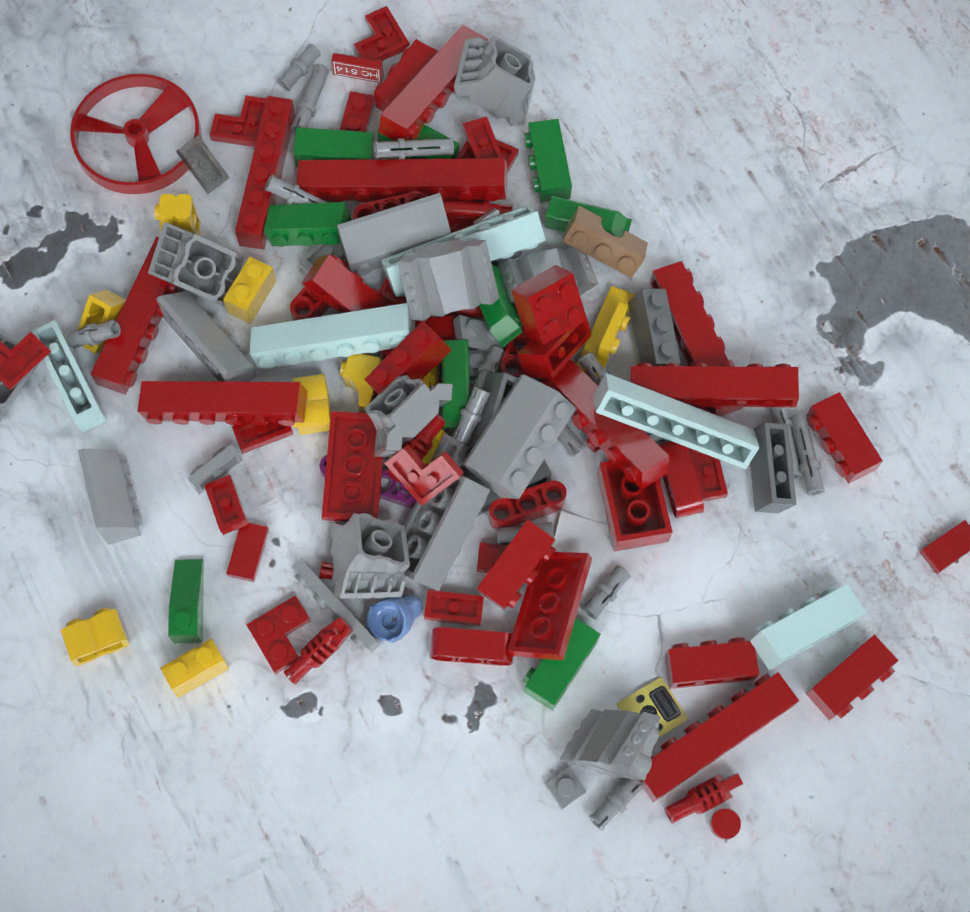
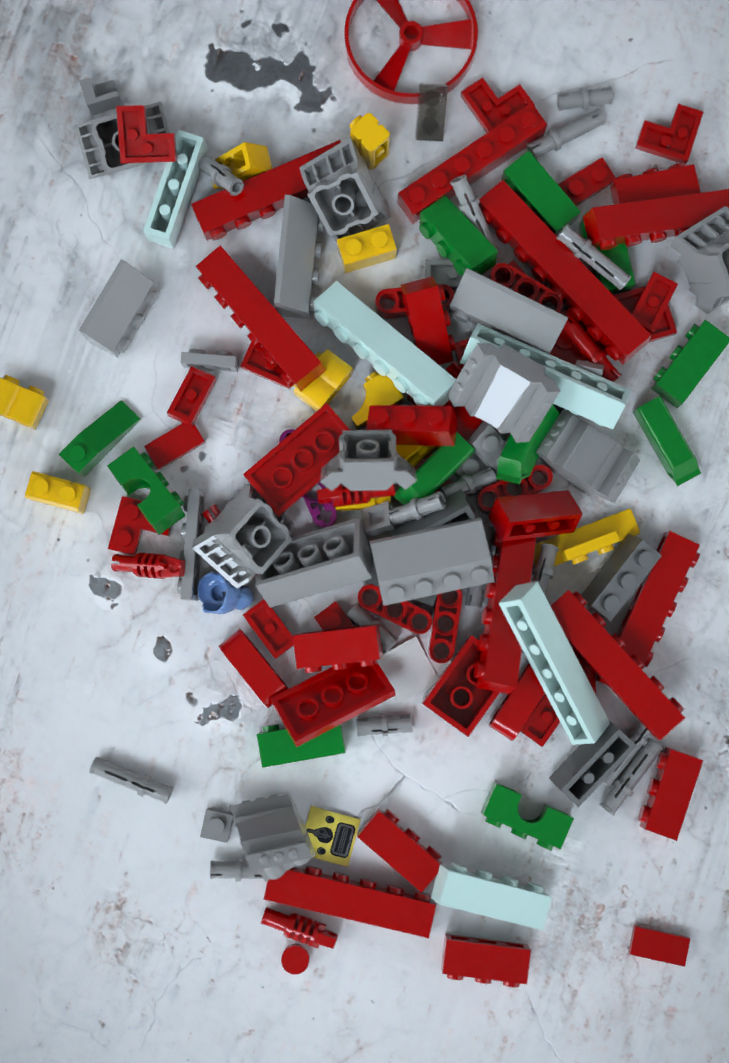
camera: 50 degrees right, 15 degrees up
(240, 594) = (135, 472): none -> green arch
(357, 67) = (627, 142): red tile -> none
(421, 479) = (330, 520): plate -> none
(501, 806) = (142, 784): none -> light grey pin
(549, 304) = (556, 485): red brick -> none
(575, 492) = (449, 637): none -> red beam
(588, 236) = (648, 455): medium nougat arch -> none
(748, 562) = (549, 827): none -> green arch

